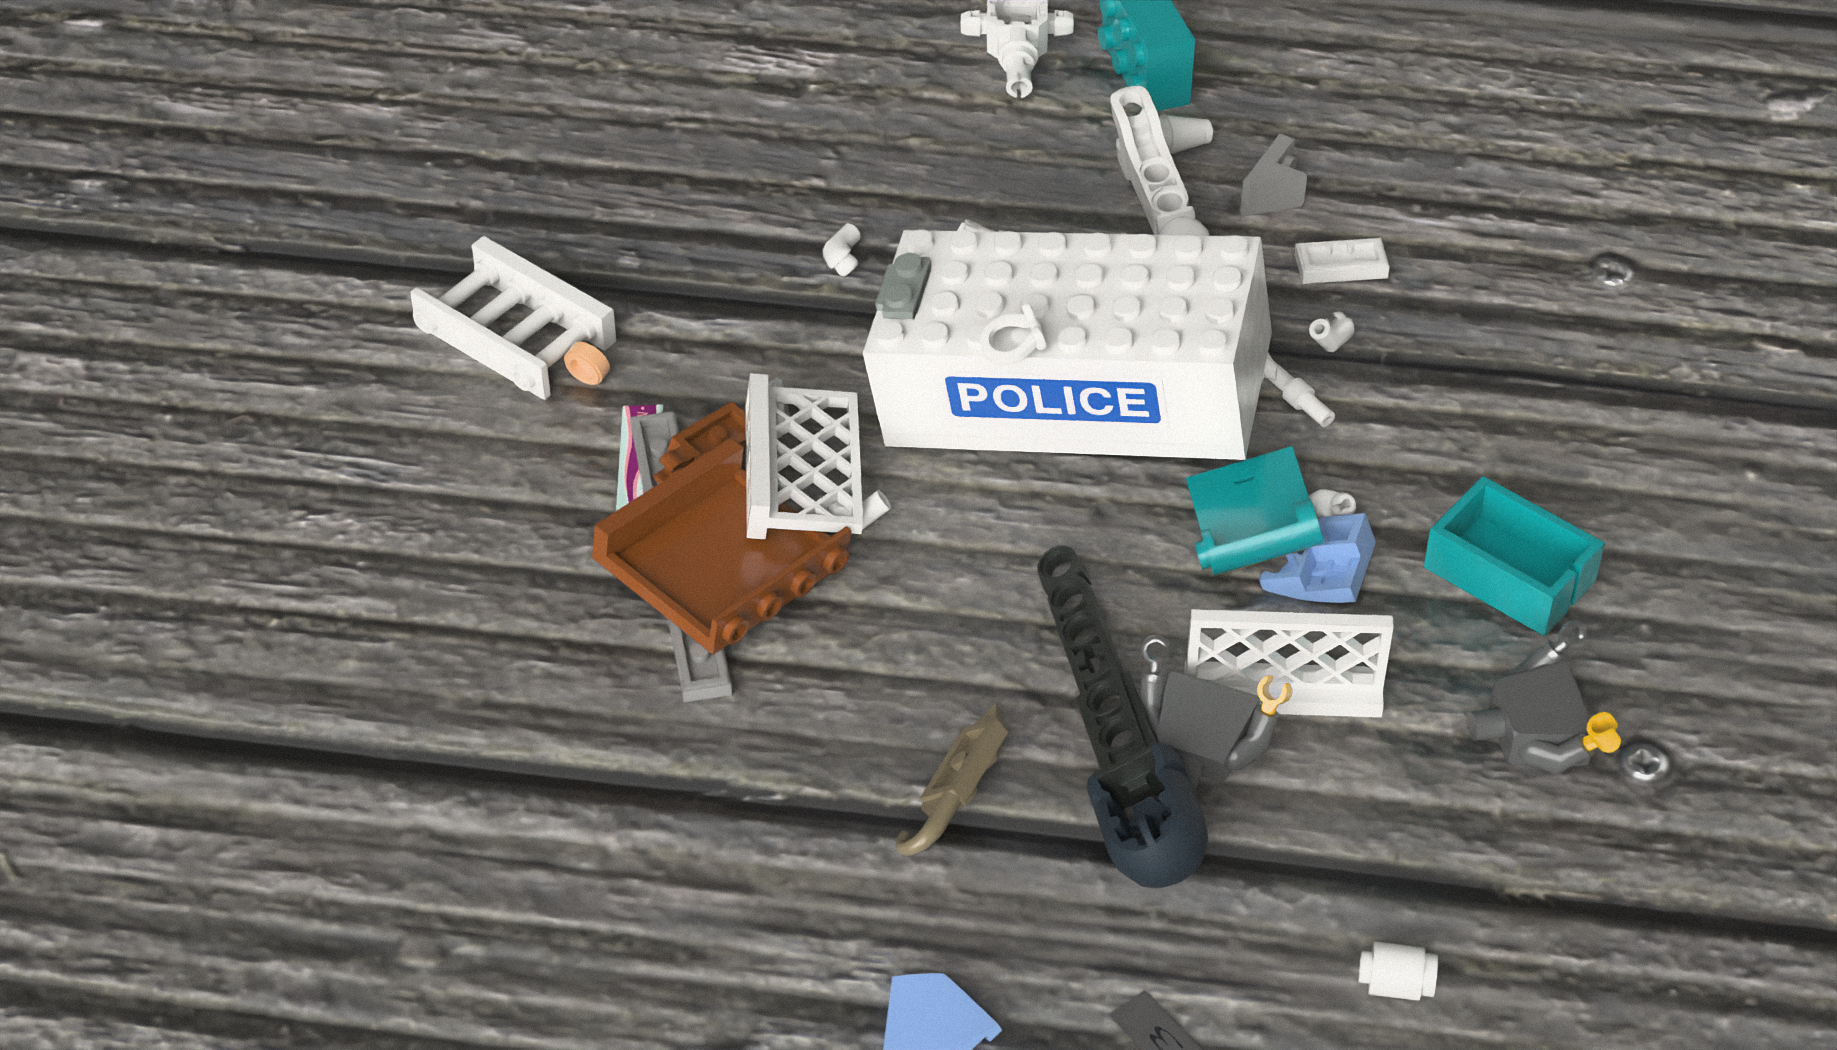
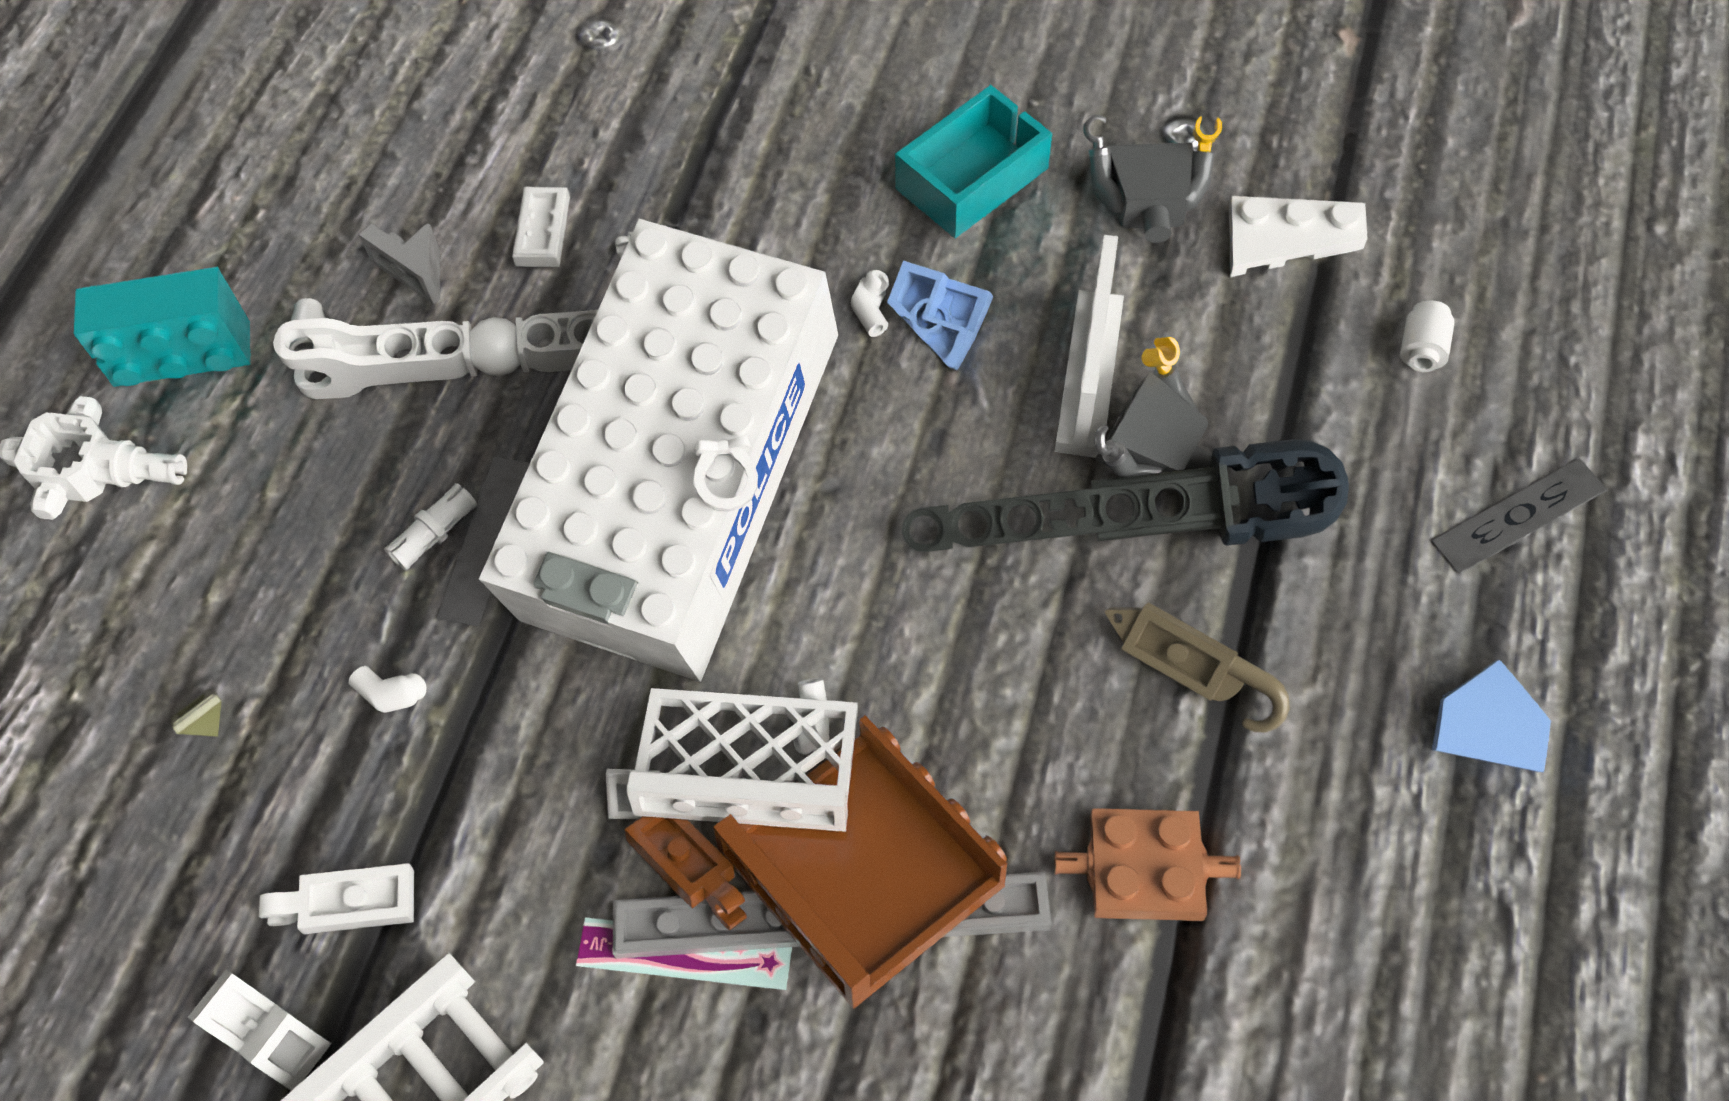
camera: 80 degrees left, 15 degrees up
(557, 232) = (259, 1030): none -> white slope
(586, 363) = (513, 999): light nougat tile -> none
(657, 259) = (344, 900): none -> white plate
(748, 759) = (1147, 864): none -> nougat plate
(800, 151) = (199, 716): none -> slope
(1253, 512) = (887, 354): teal door -> none
(1526, 854) = (1286, 229): none -> white wing

